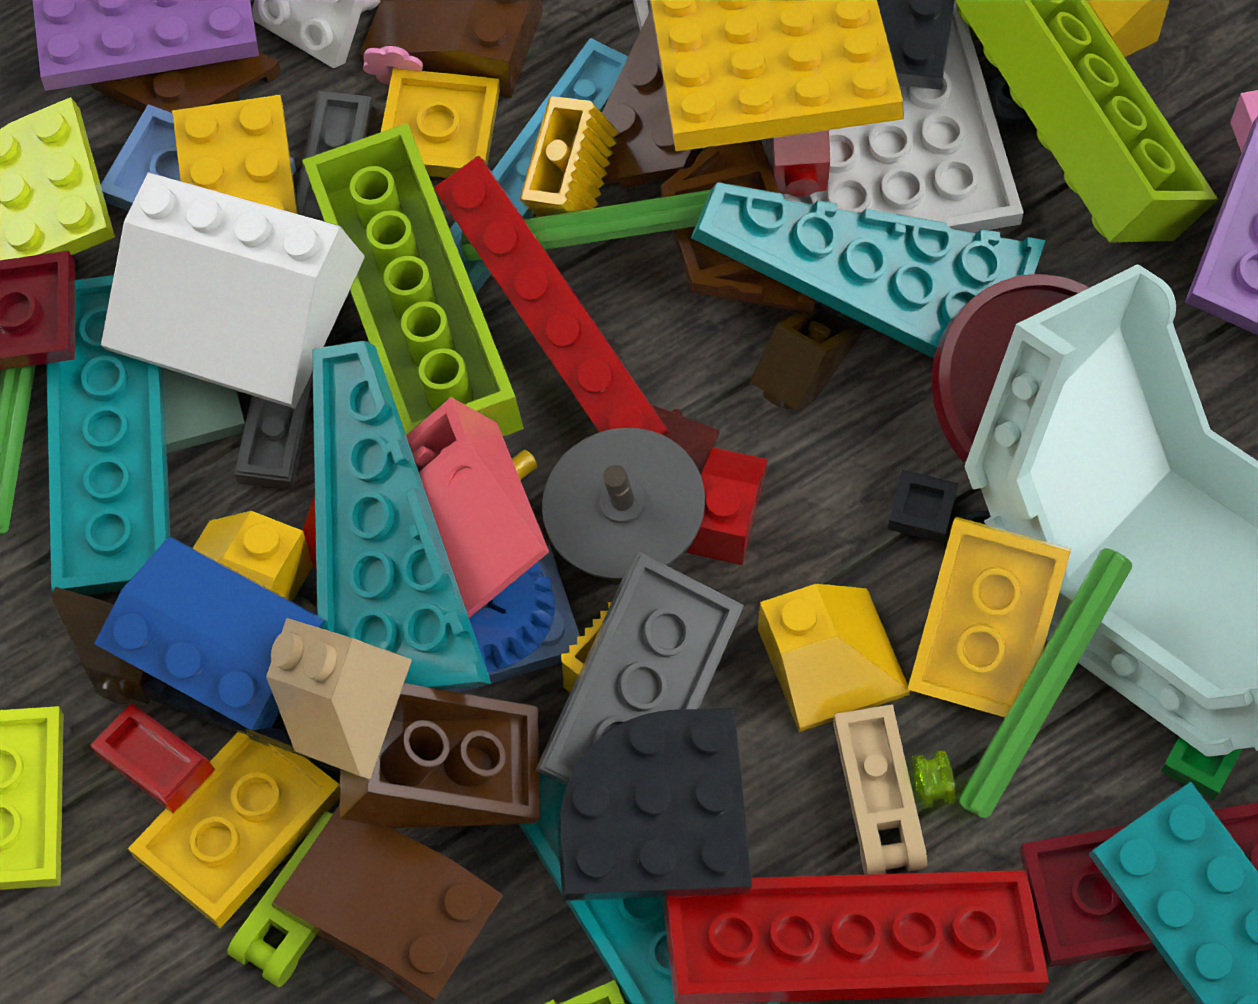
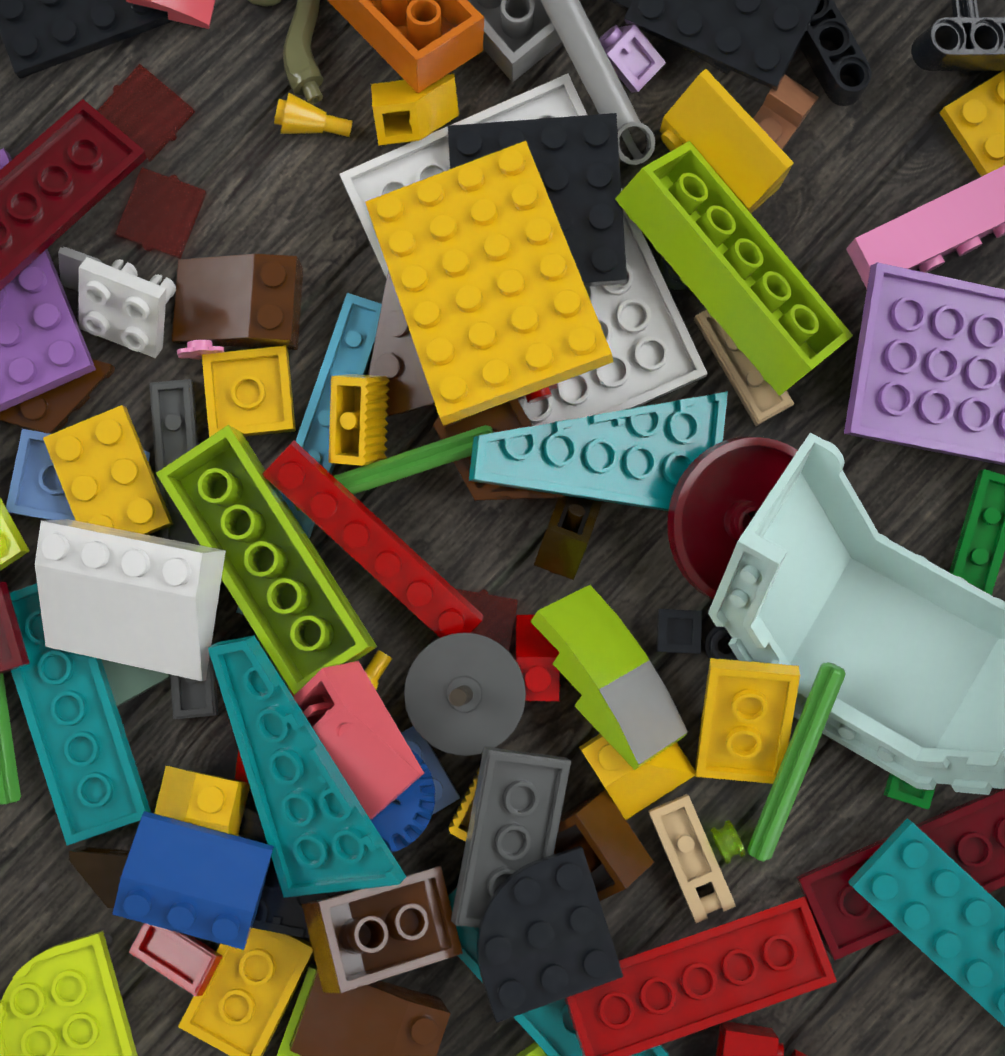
camera: 10 degrees left, 20 degrees up
(335, 694) = (299, 919): tan slope -> none
(771, 735) = (607, 841): none -> reddish brown slope
(821, 526) = (612, 674): none -> lime slope
(1079, 246) = (754, 392): none -> tan tile

